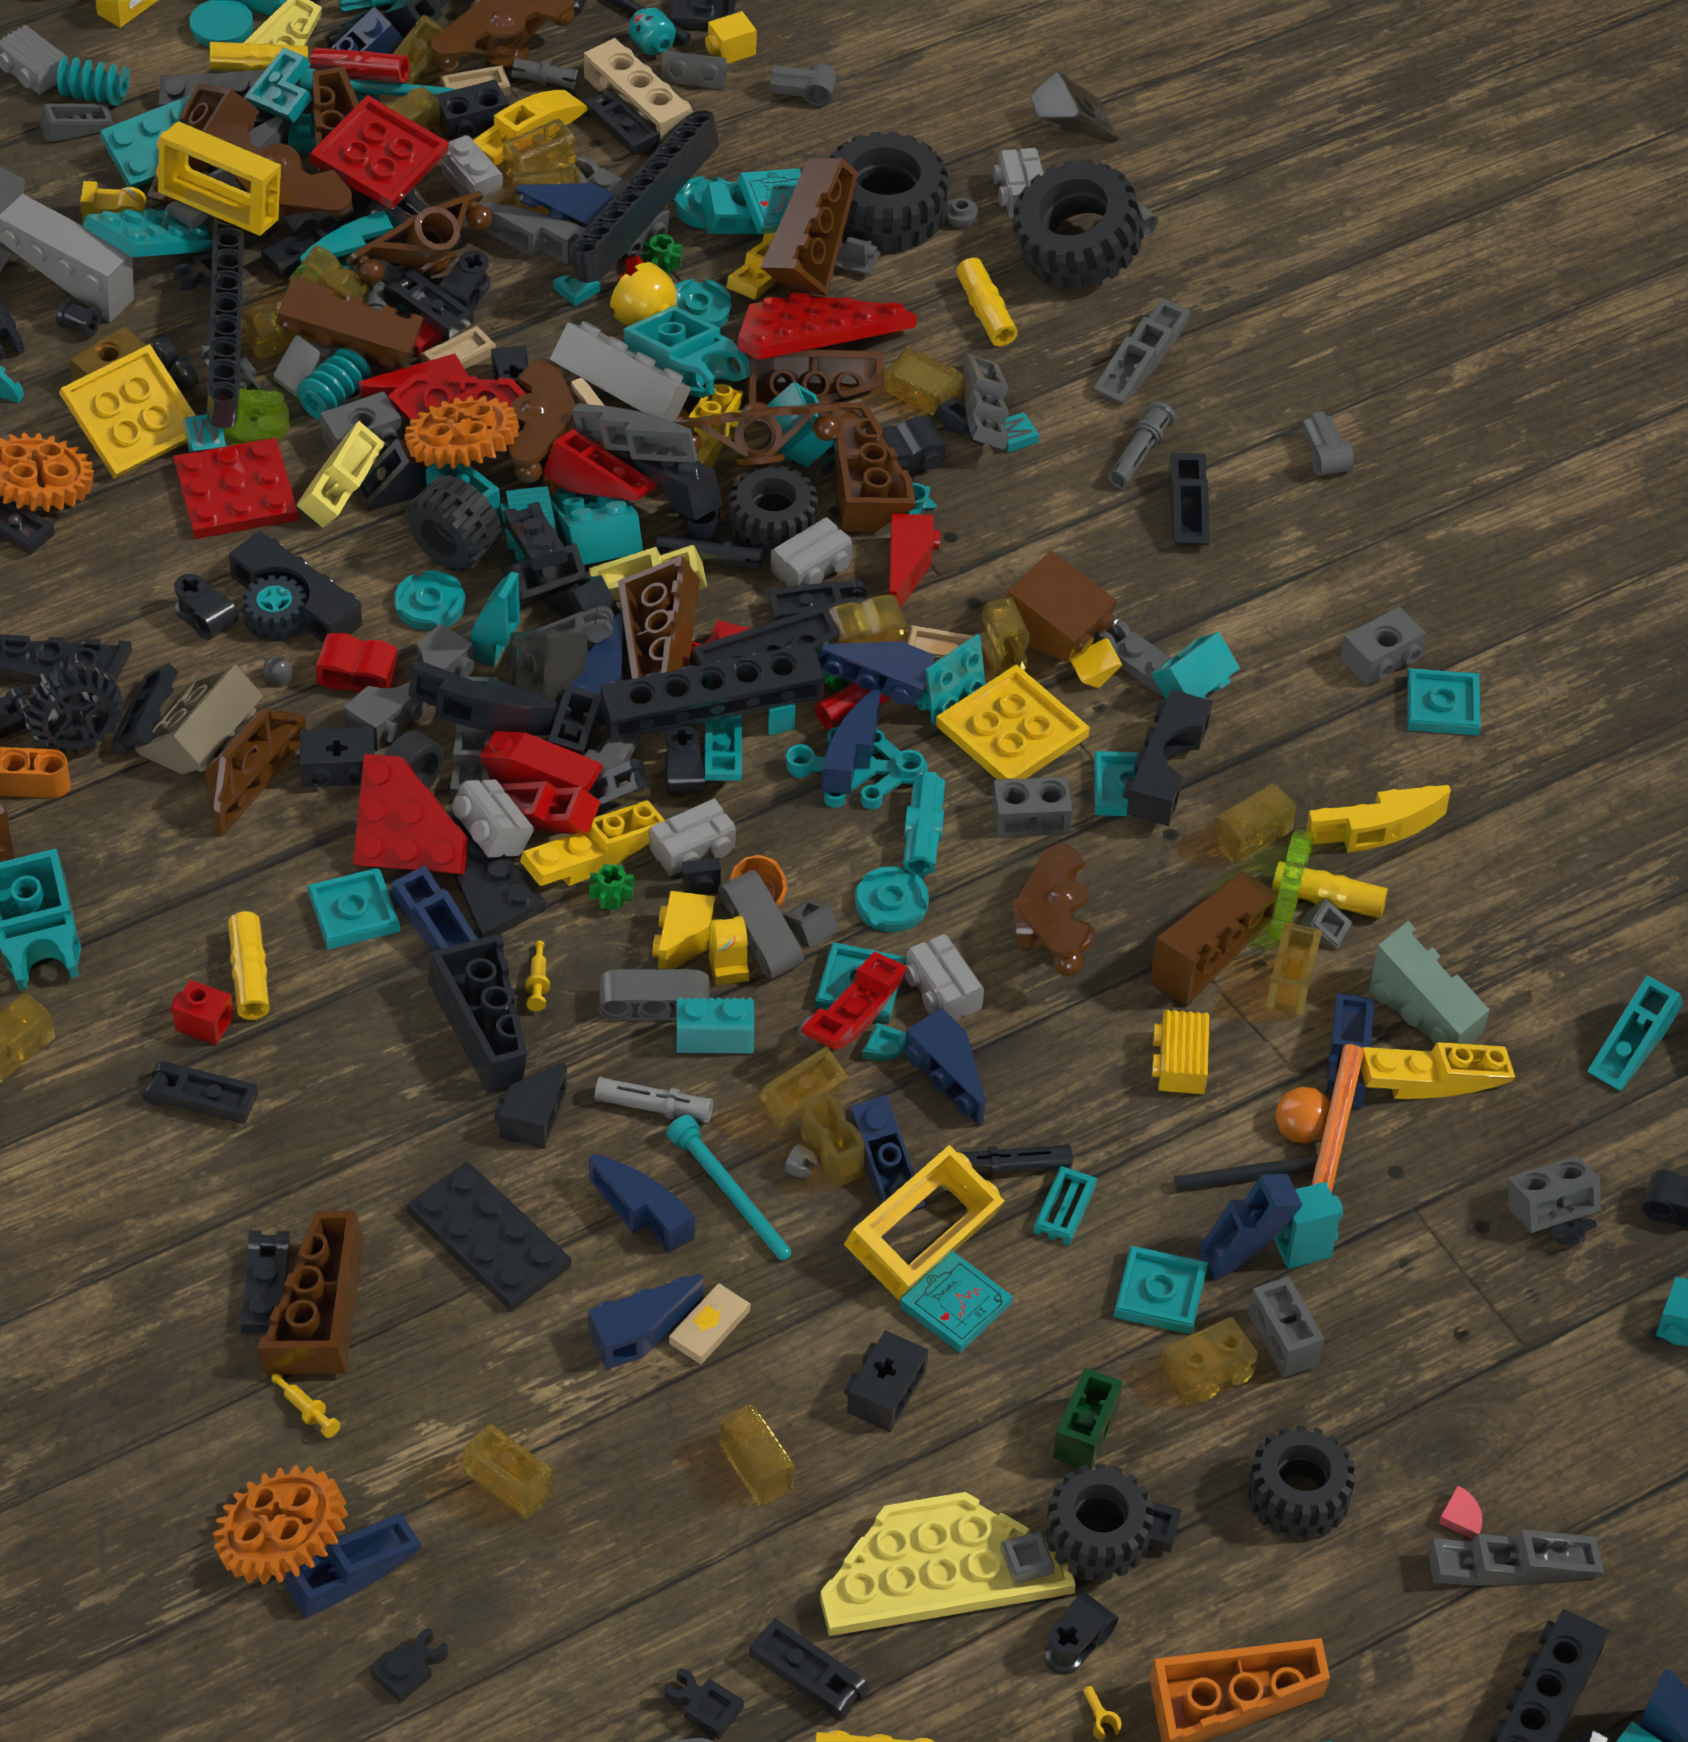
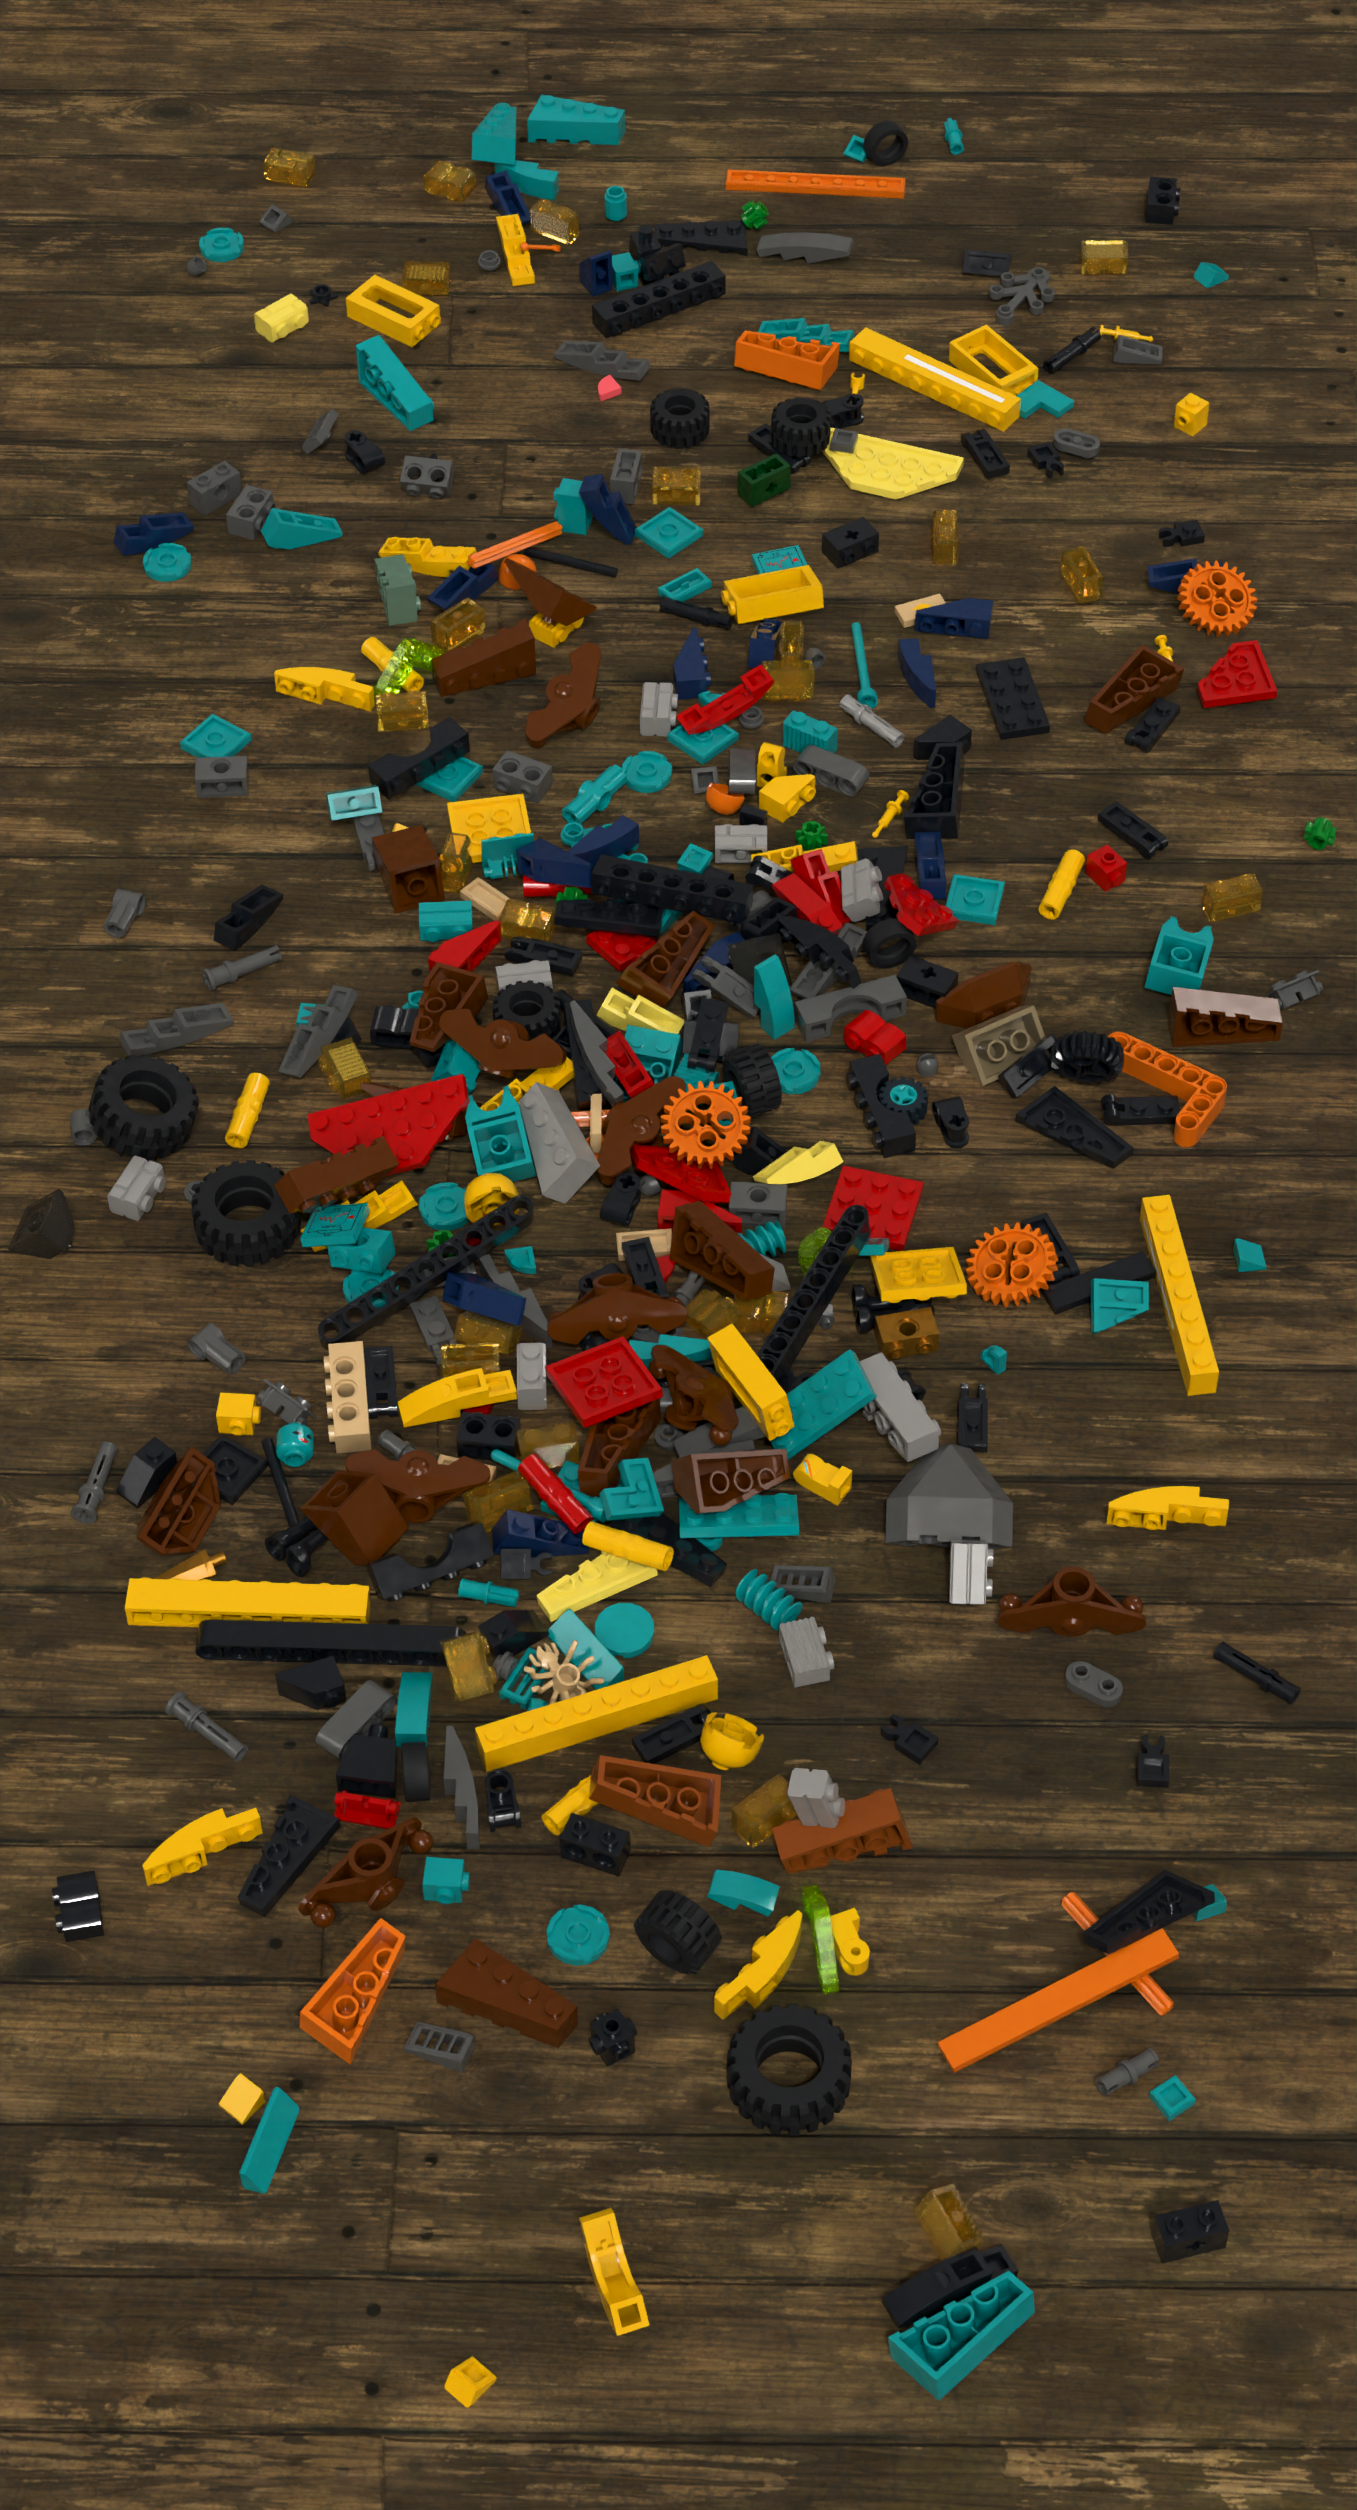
camera: 145 degrees left, 0 degrees up
(181, 1415) = (1238, 677): none -> red plate
(962, 587) = (444, 920): none -> teal brick
(1202, 1038) = (549, 598): none -> reddish brown wedge

